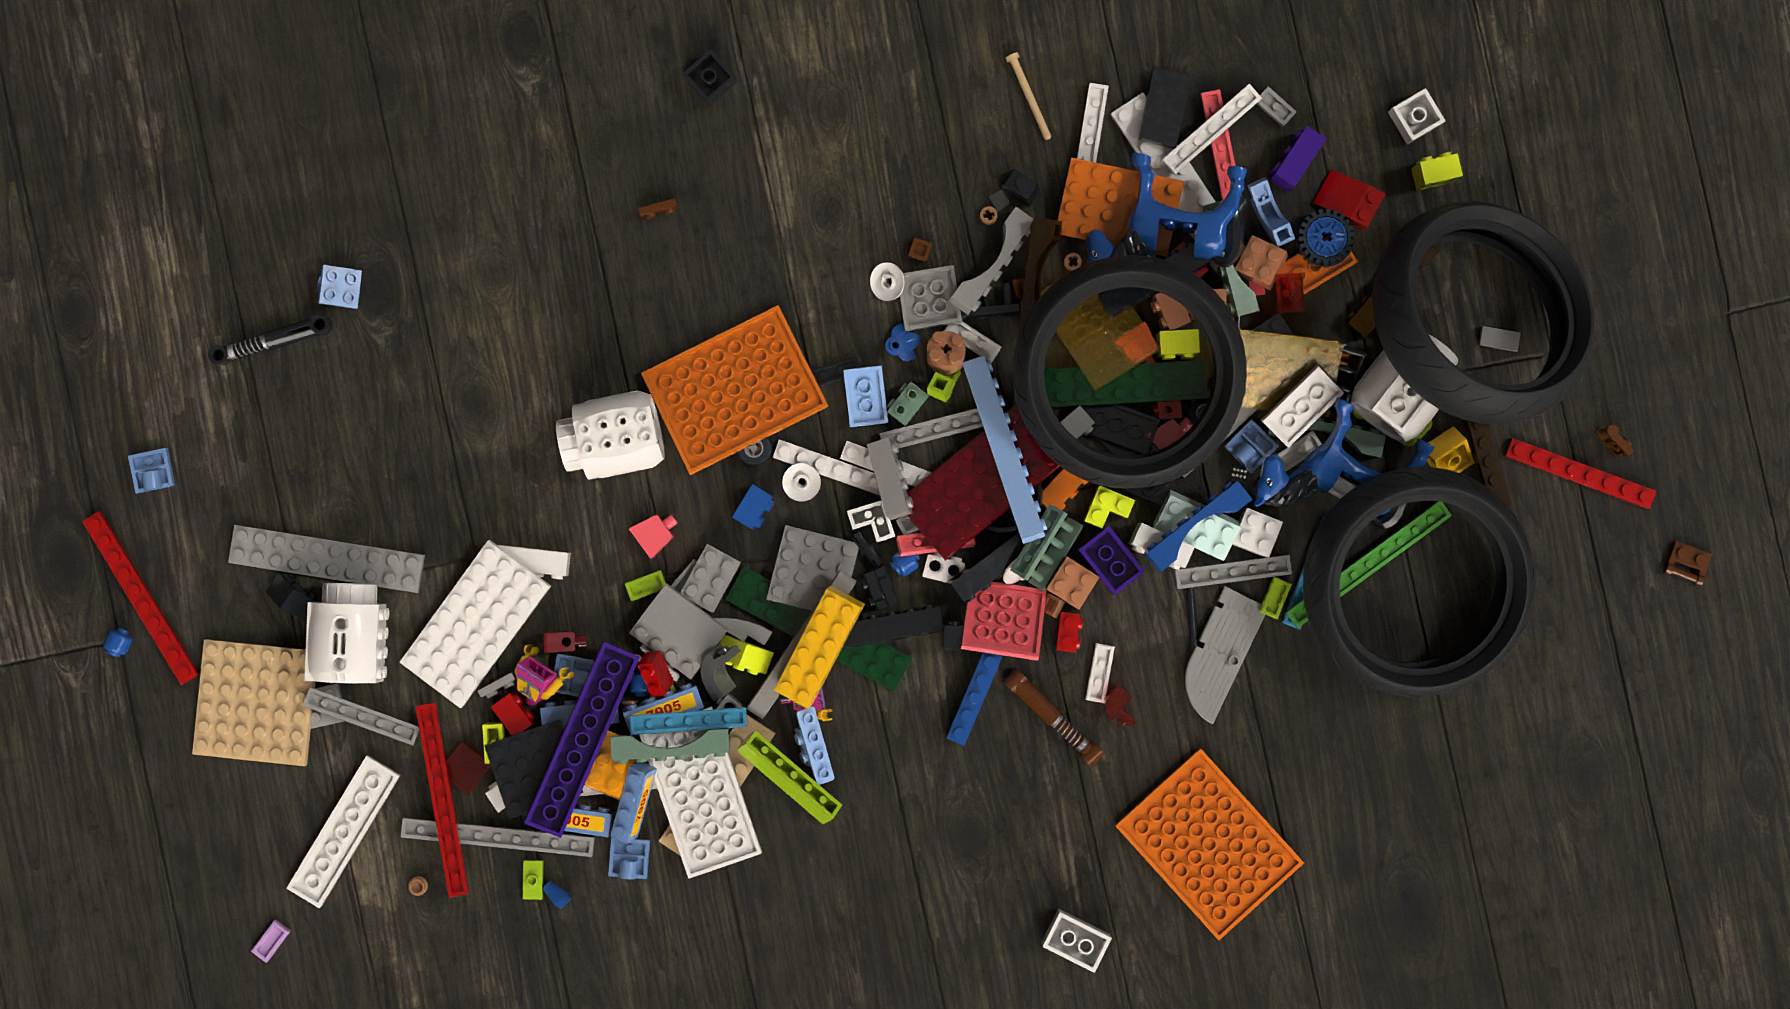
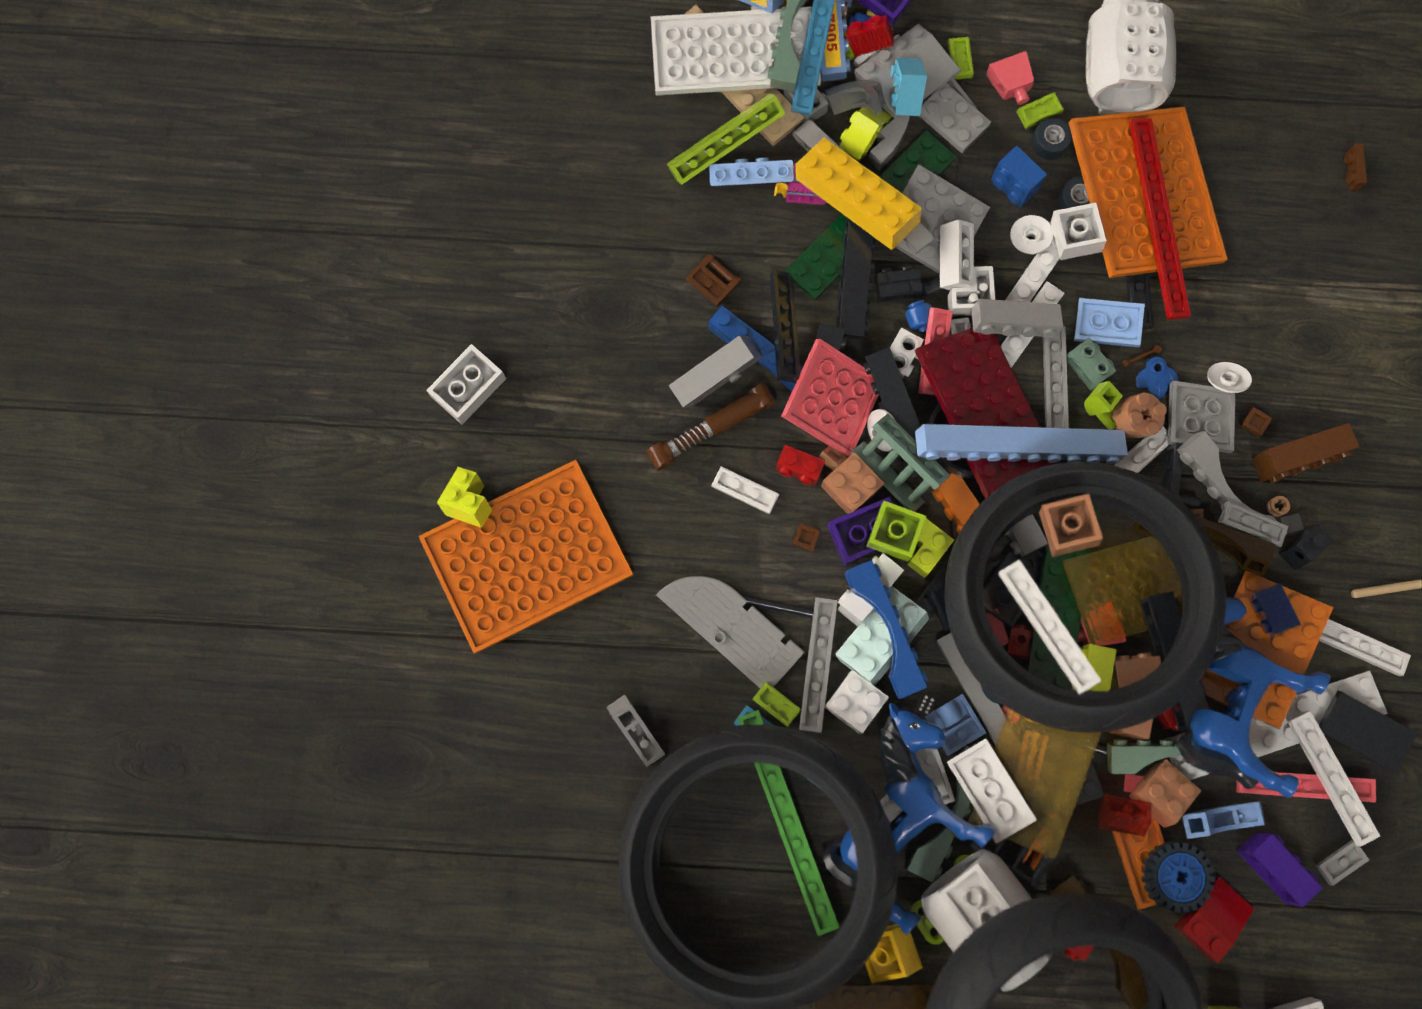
camera: 105 degrees right, 10 degrees down
(678, 501) = (1040, 110): none -> lime plate
(702, 628) = (909, 84): none -> medium azure brick
(704, 485) = (1051, 138): none -> black wheel
(762, 375) = (1159, 219): none -> red plate
(794, 444) = (1078, 231): none -> white brick
(846, 544) = (956, 254): none -> white brick
(875, 348) = (1156, 350): none -> reddish brown hinge
(924, 755) = (709, 284): none -> reddish brown plate
(940, 204) = (1305, 454): none -> reddish brown brick
(950, 678) = (784, 326): none -> black plate
(1010, 727) = (715, 371): none -> light grey brick
(1017, 237) = (1253, 523): none -> light grey tile
(1087, 401) = (1070, 525): none -> nougat brick
(1088, 206) = (1274, 610): none -> clear blue brick
(1111, 537) = (896, 531): none -> lime brick
(1115, 702) = (706, 493): clear red brick -> none
(1128, 610) = (806, 537): none -> reddish brown plate
(1175, 399) = (1049, 627): none -> white plate
(1177, 913) = (463, 498): none -> neon yellow brick
(1329, 709) = (635, 730): none -> light grey slope

